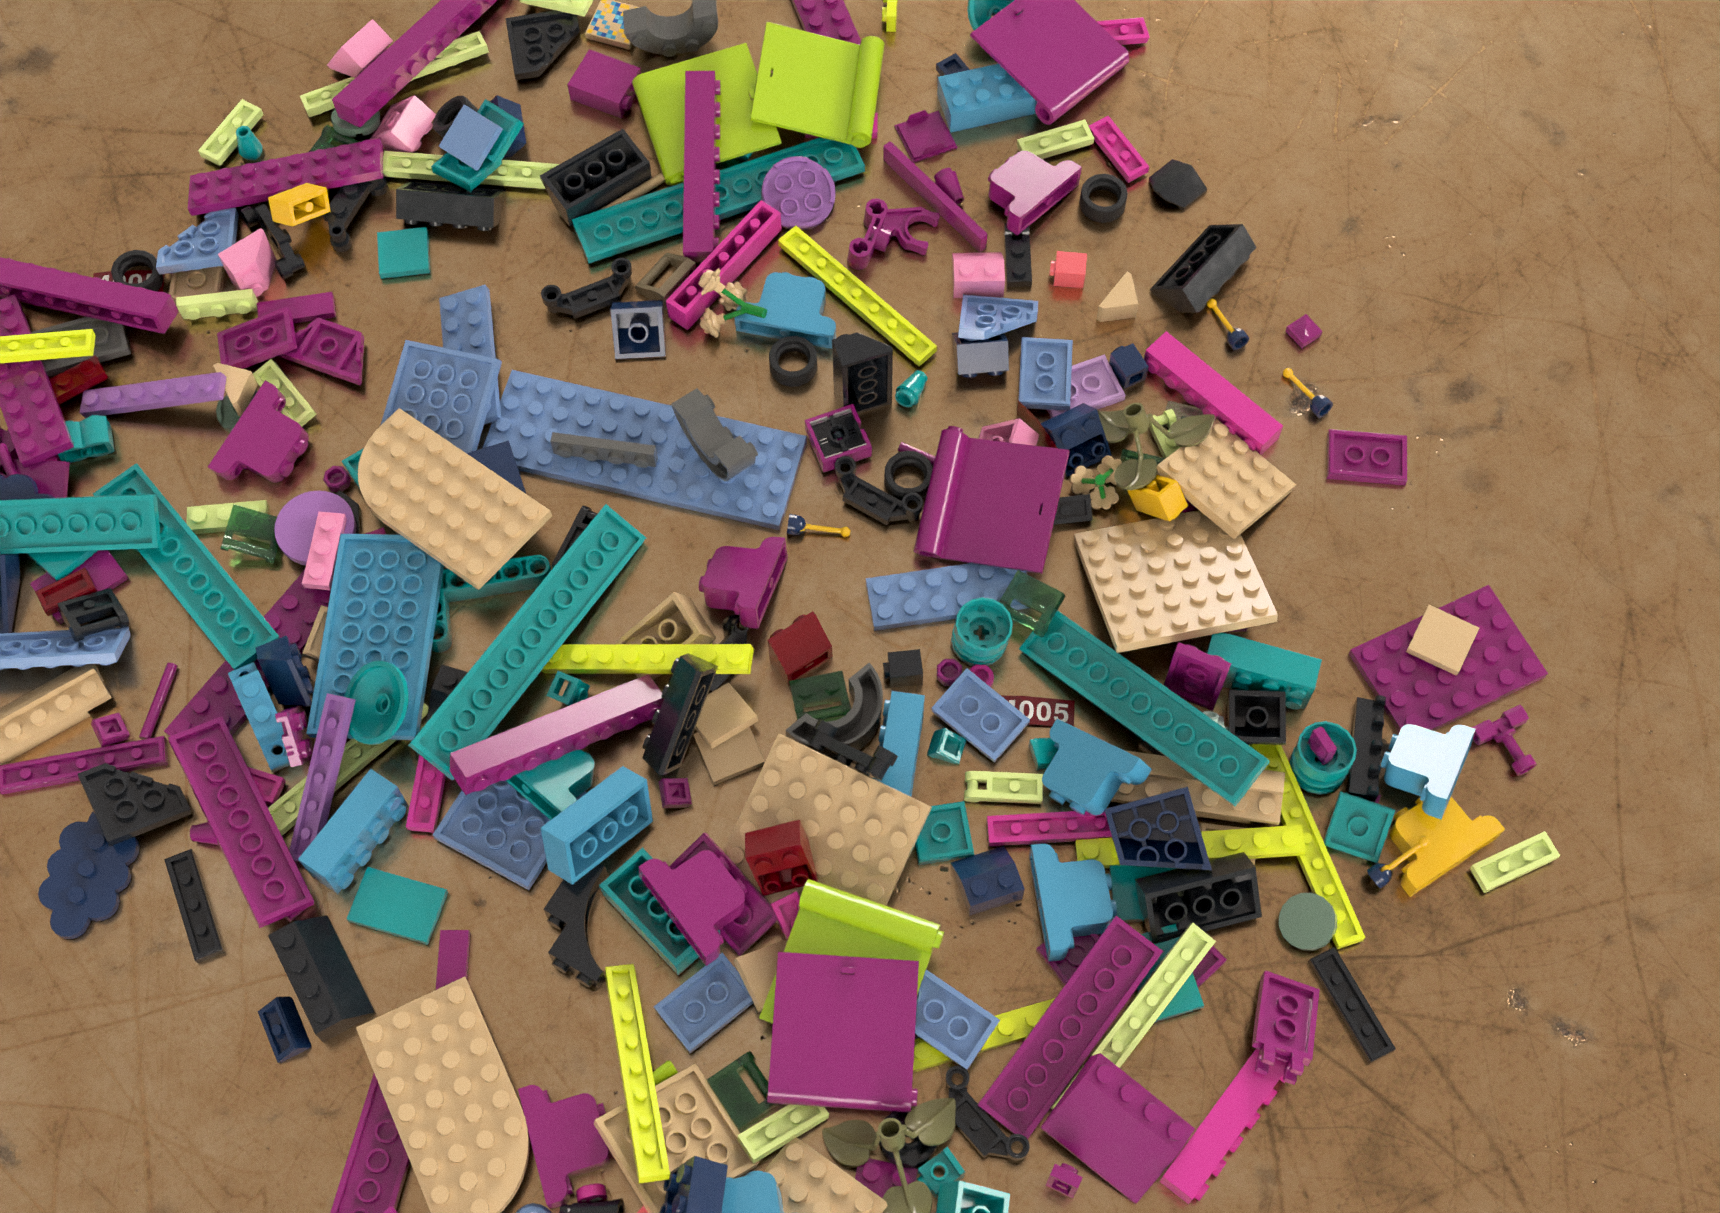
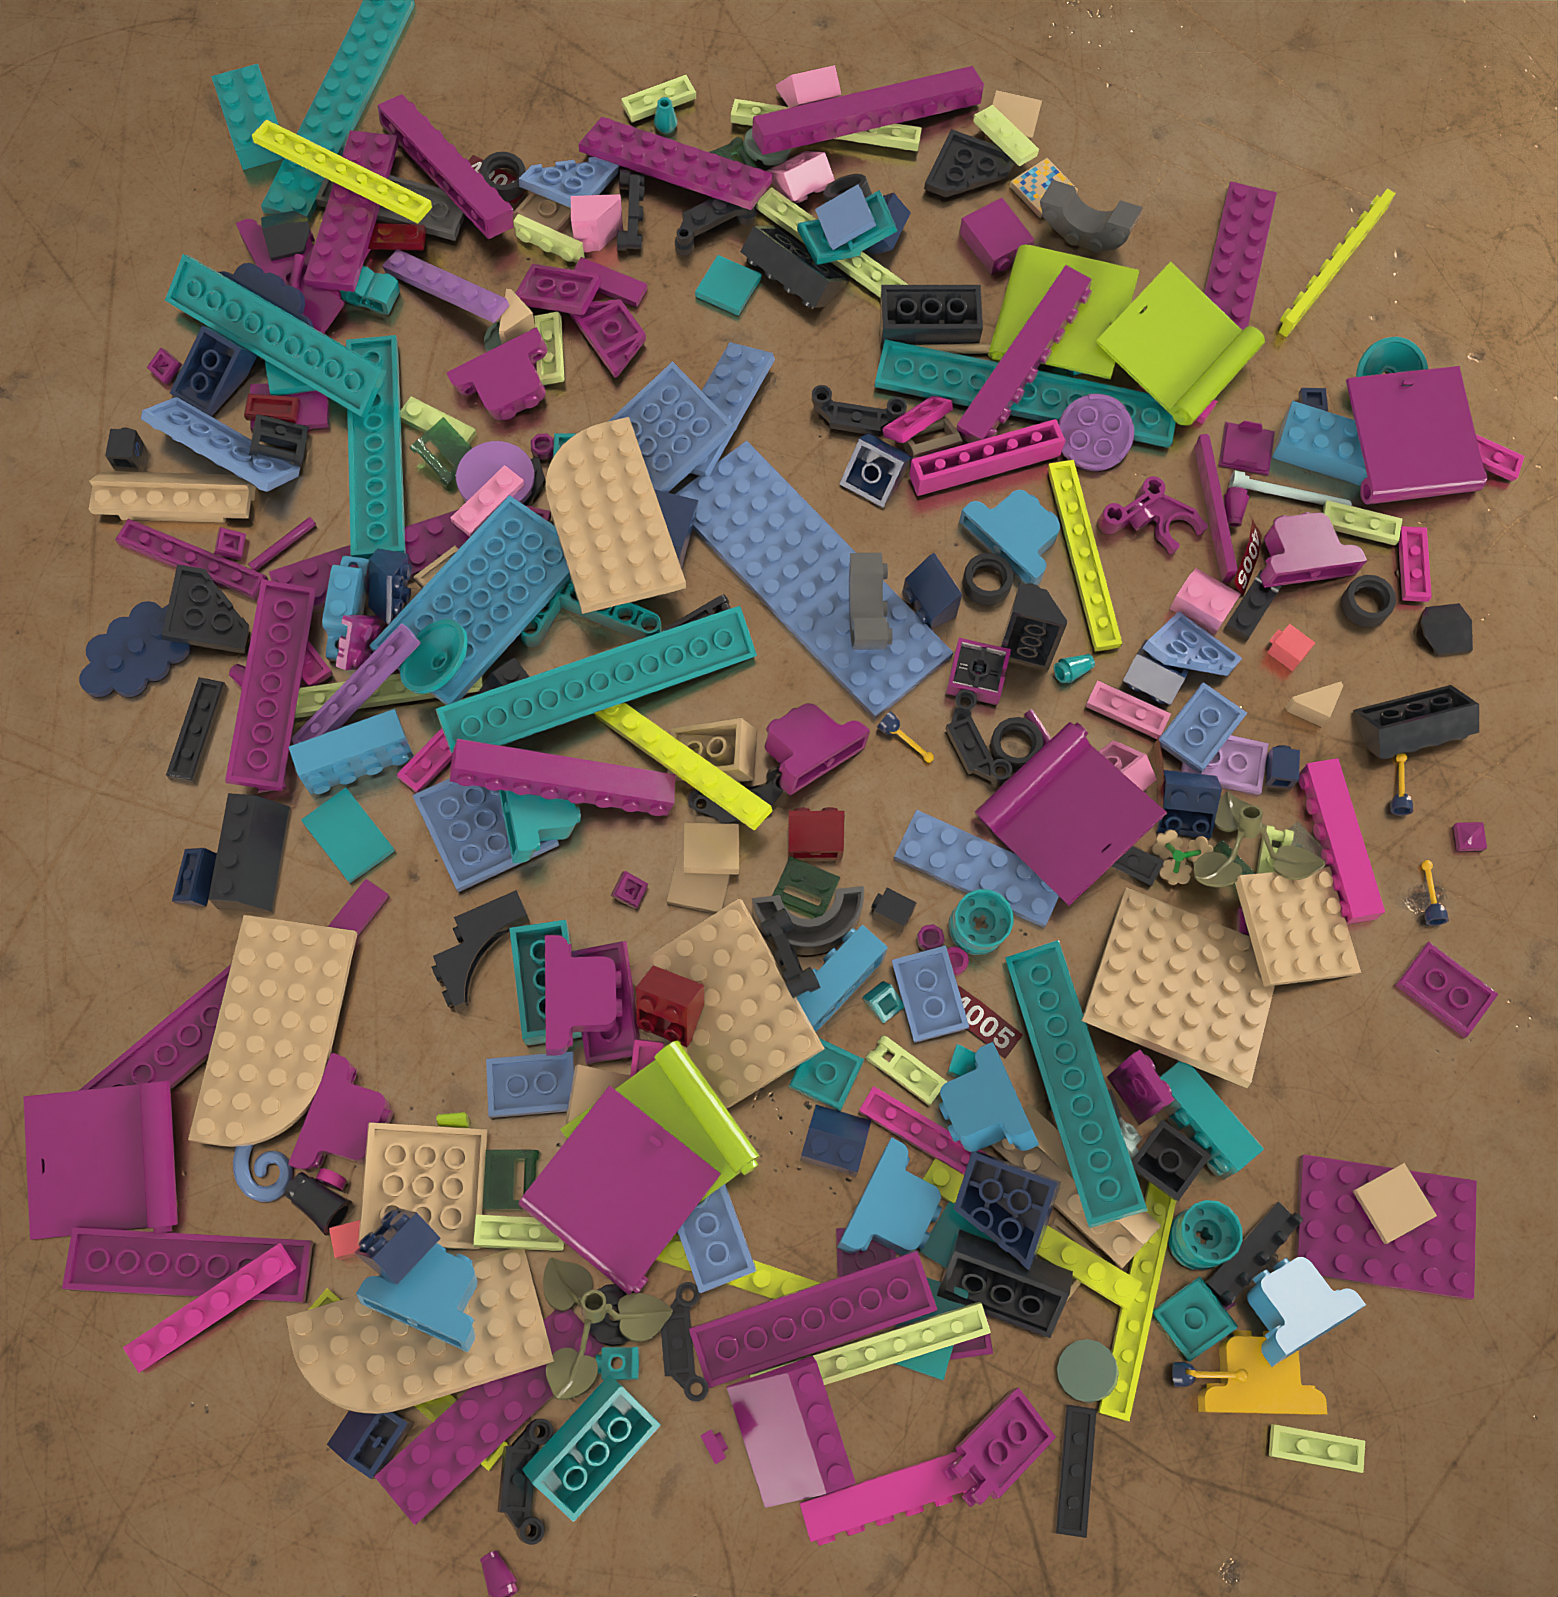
camera: 30 degrees right, 5 degrees up
(299, 204) = (666, 192): yellow brick -> none
(574, 692) = (606, 751): teal brick -> none
(597, 824) = (541, 876): dark azure brick -> none
(604, 449) = (778, 564): dark grey plate -> none
(637, 1074) = (429, 1107): neon yellow plate -> none
(645, 267) = (917, 419): none -> dark pink plate
(679, 713) = (673, 825): black slope -> none
(731, 297) = (973, 490): tan plant -> none
(757, 397) = (932, 593): none -> dark blue slope
(938, 163) = (1239, 479): none -> light aqua piece
(978, 395) = (1128, 710): none -> bright pink plate
(990, 221) = (1249, 559): none -> dark red sticker
(1035, 596) = (1049, 922): clear green plate -> none
(1159, 498) = (1223, 907): yellow brick -> none
(1322, 745) = (1208, 1226): magenta tile -> none
(1503, 730) = (1393, 1322): magenta bar -> none

